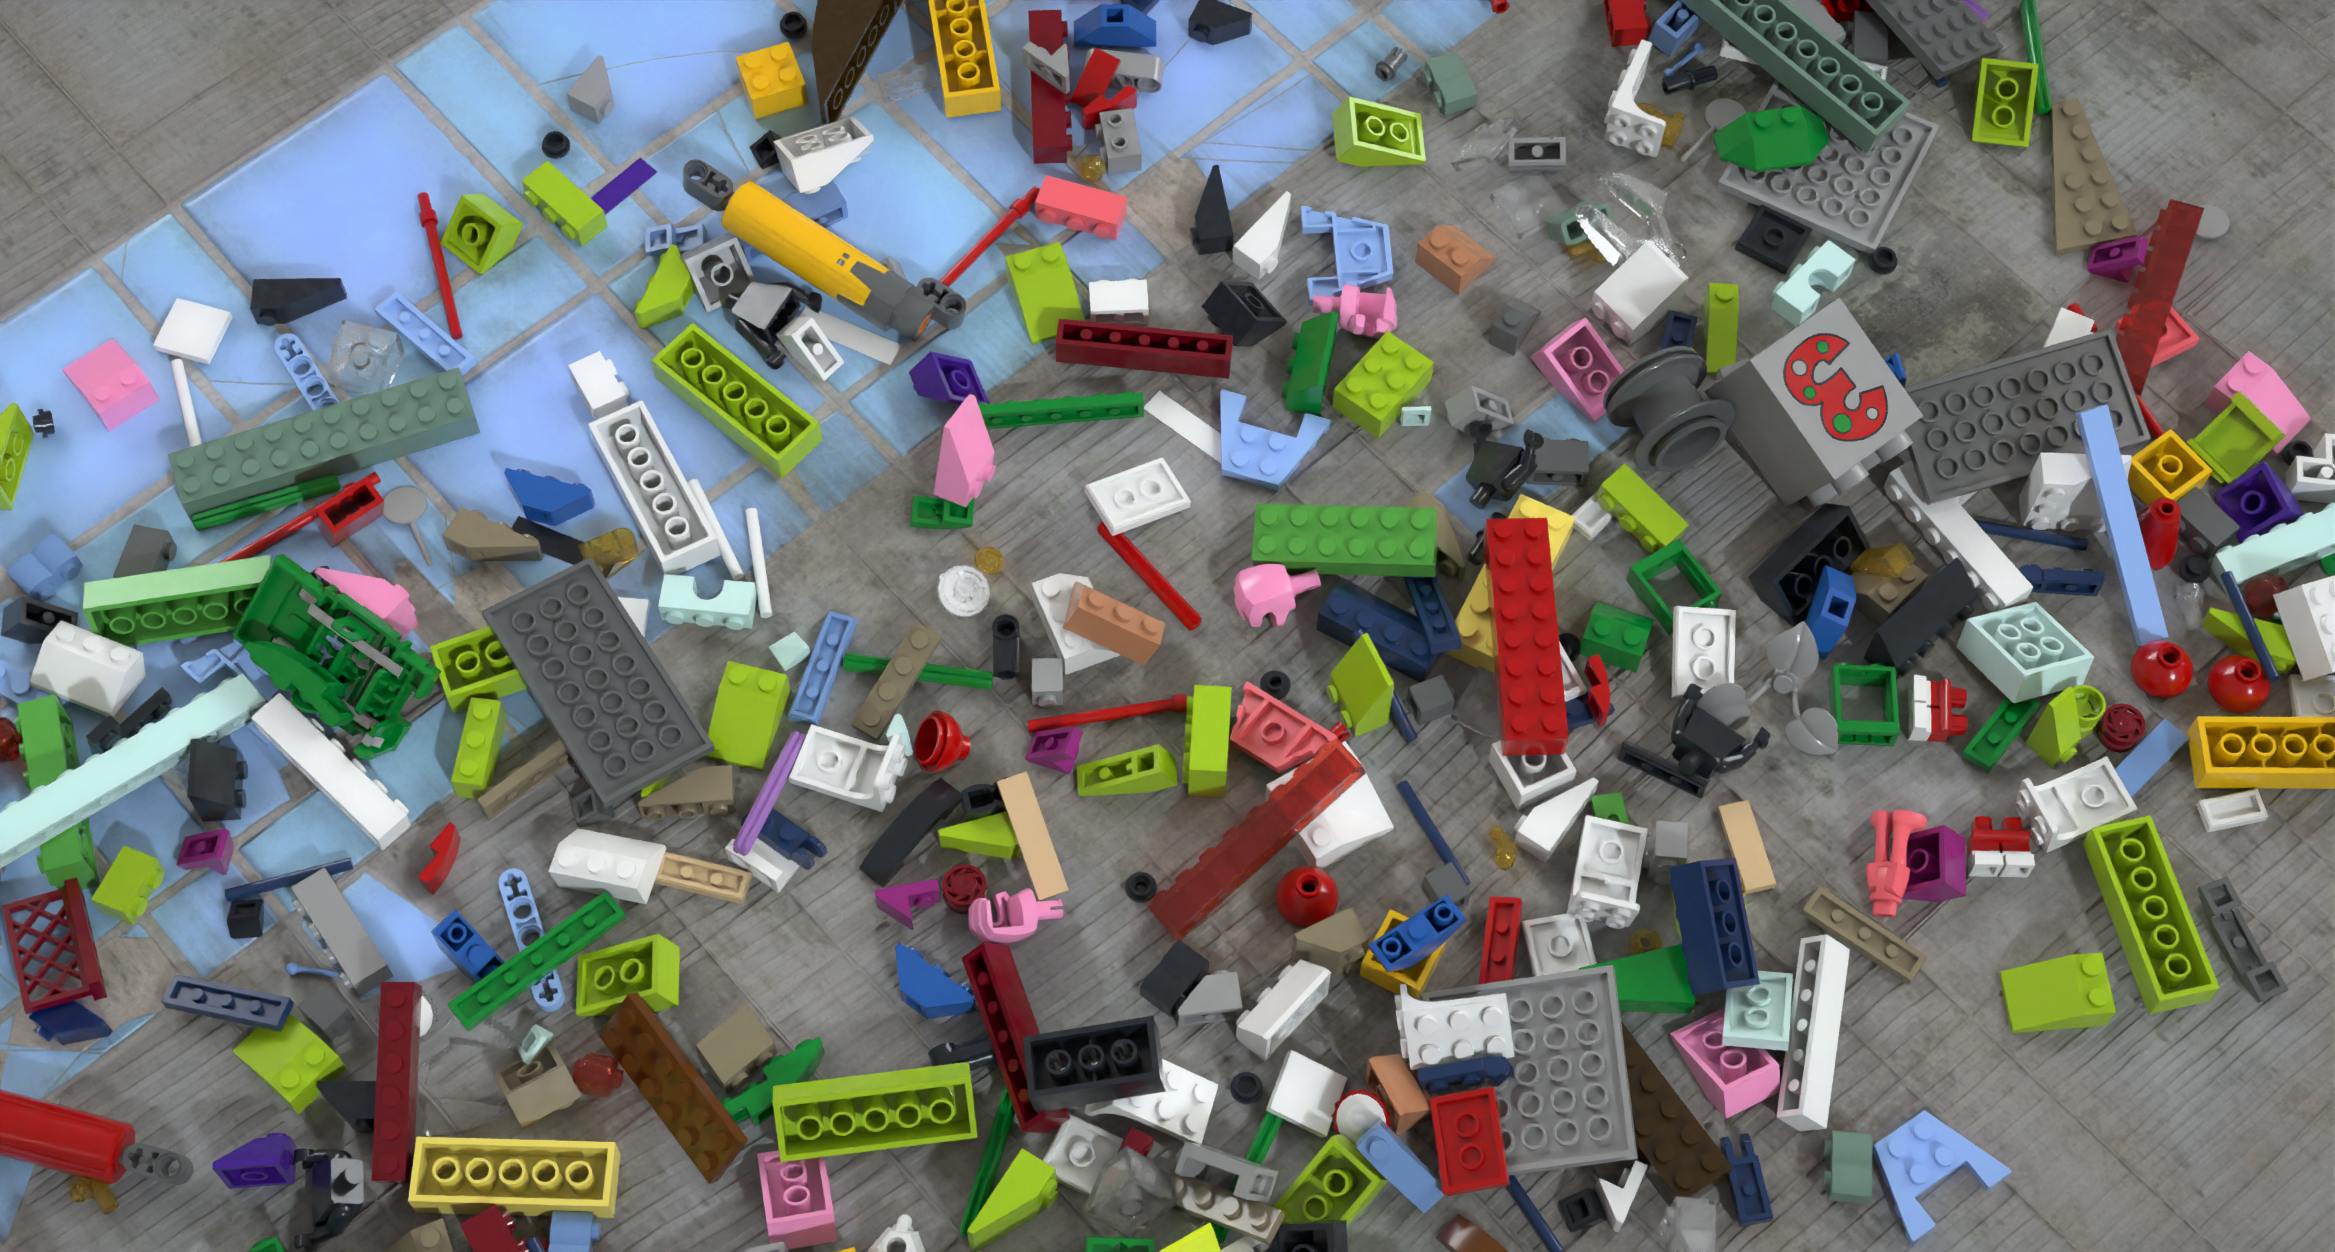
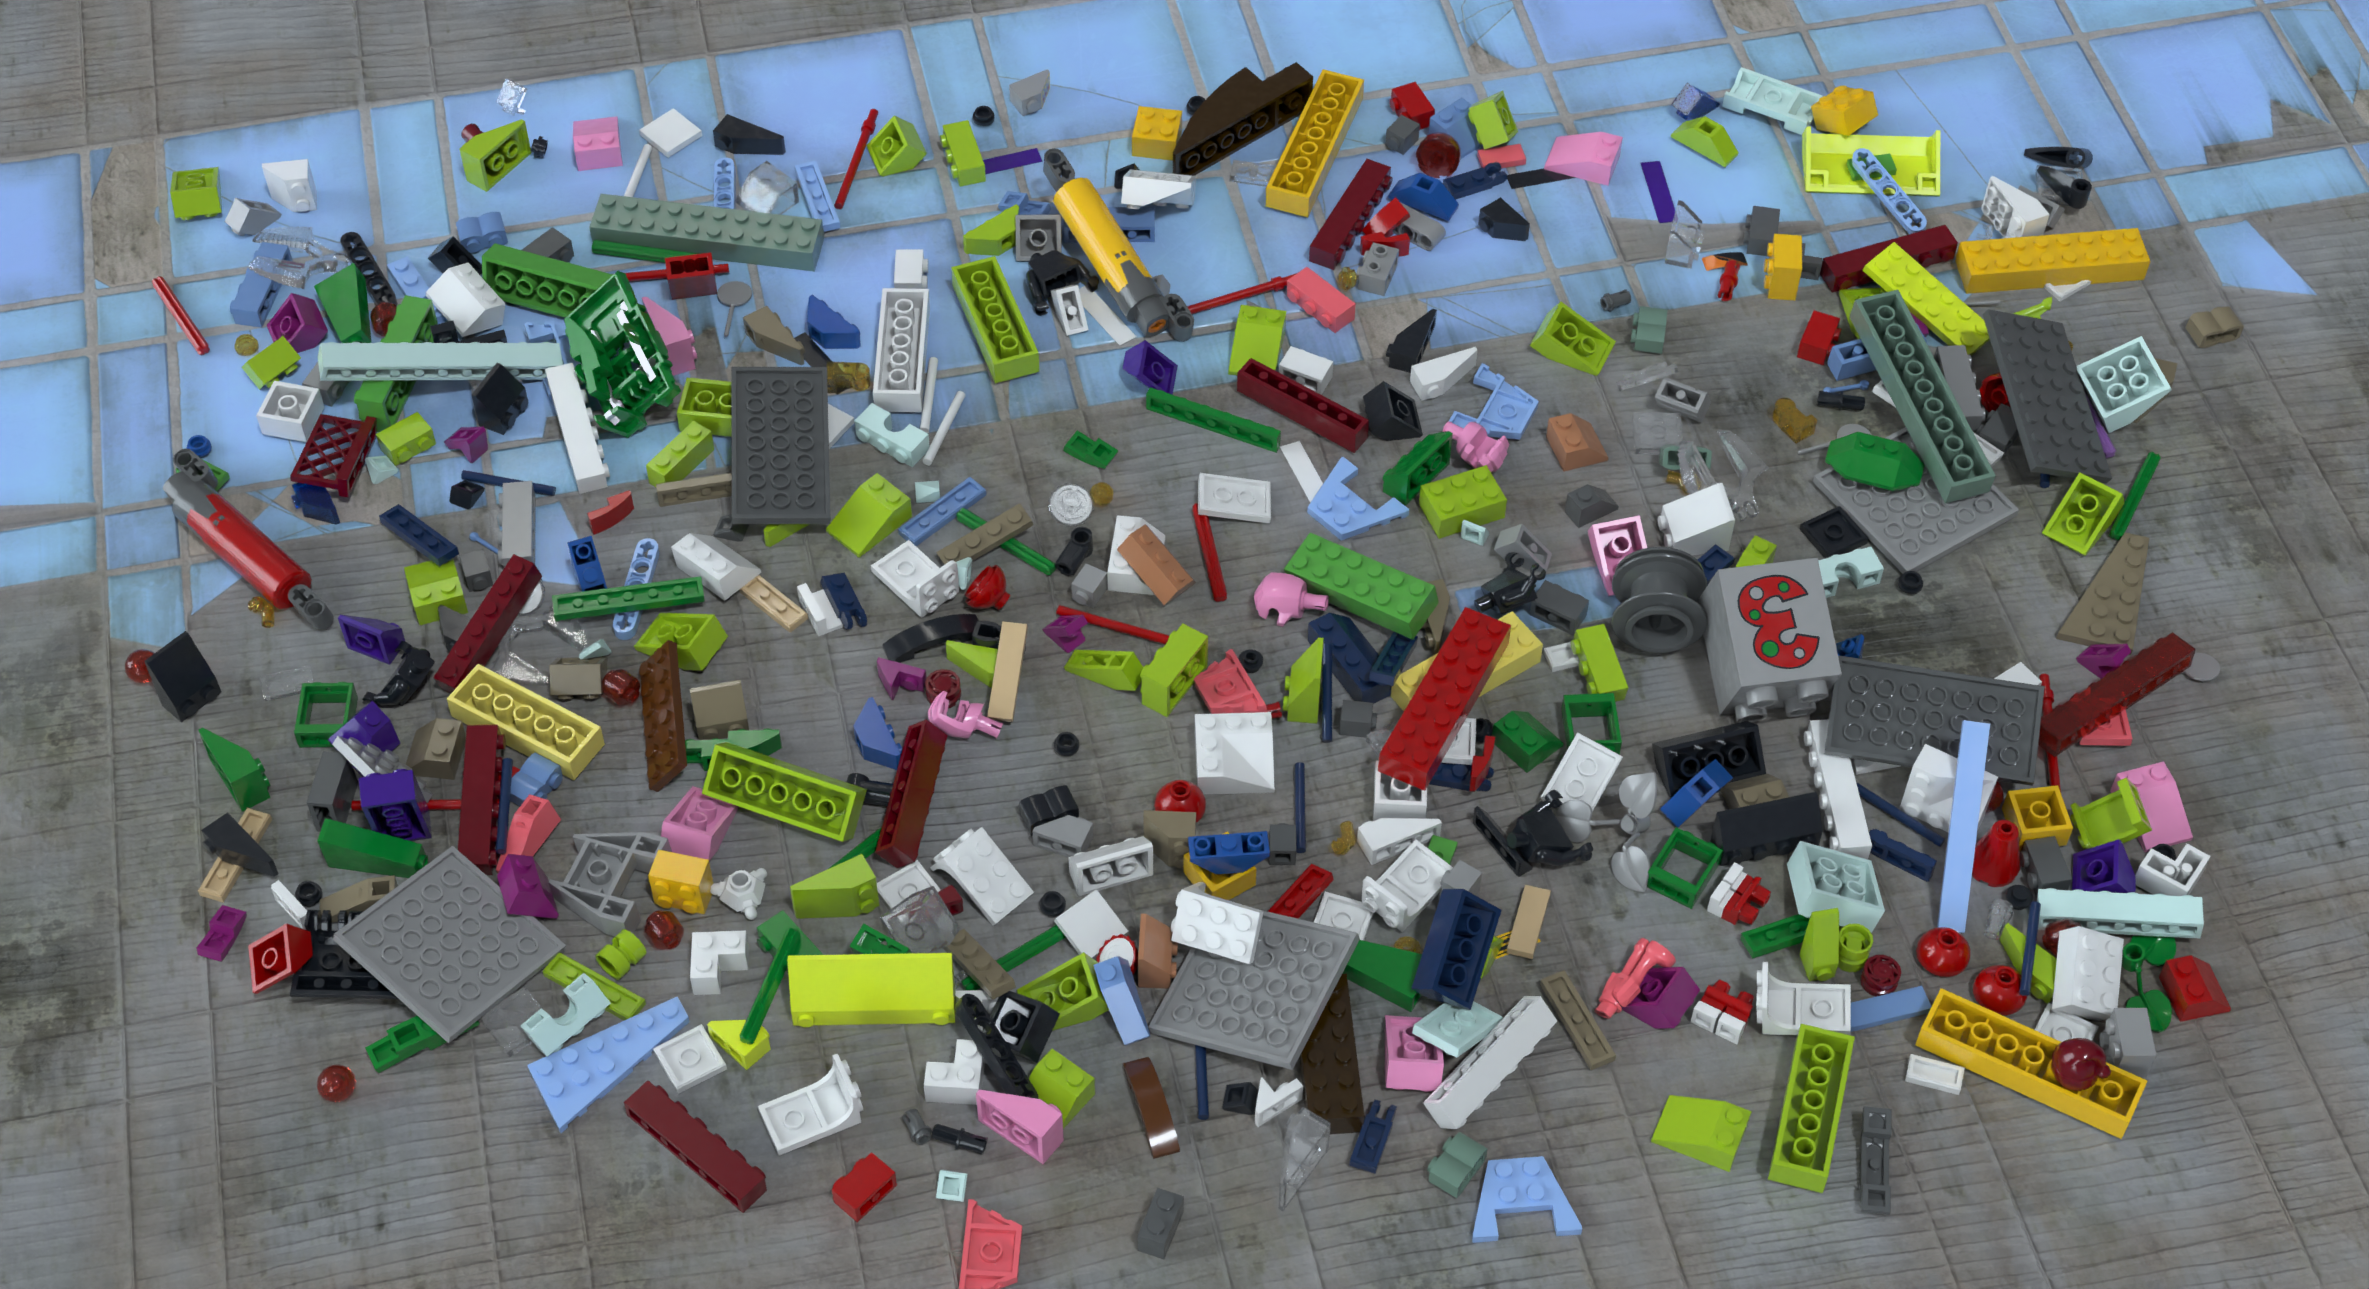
camera: 30 degrees right, 10 degrees down
(118, 937) = (380, 468): none -> light aqua slope
(699, 792) = (805, 548): dark tan slope -> none
(769, 794) = (847, 569): medium lavender axle -> none
(964, 455) = (1124, 412): bright pink slope -> none
(1051, 68) = (1356, 197): light grey slope -> none
(1081, 1079) = (944, 821): black brick -> none
(1254, 1180) = (995, 941): light grey panel -> none
(1256, 839) = (1162, 743): clear red brick -> none
(1465, 1072) = (1208, 959): dark blue hinge -> none
(1469, 1141) = (1181, 1006): red plate -> none
(1624, 120) = (1783, 383): white bracket -> none
(1884, 560) = (1763, 775): clear yellow slope -> none

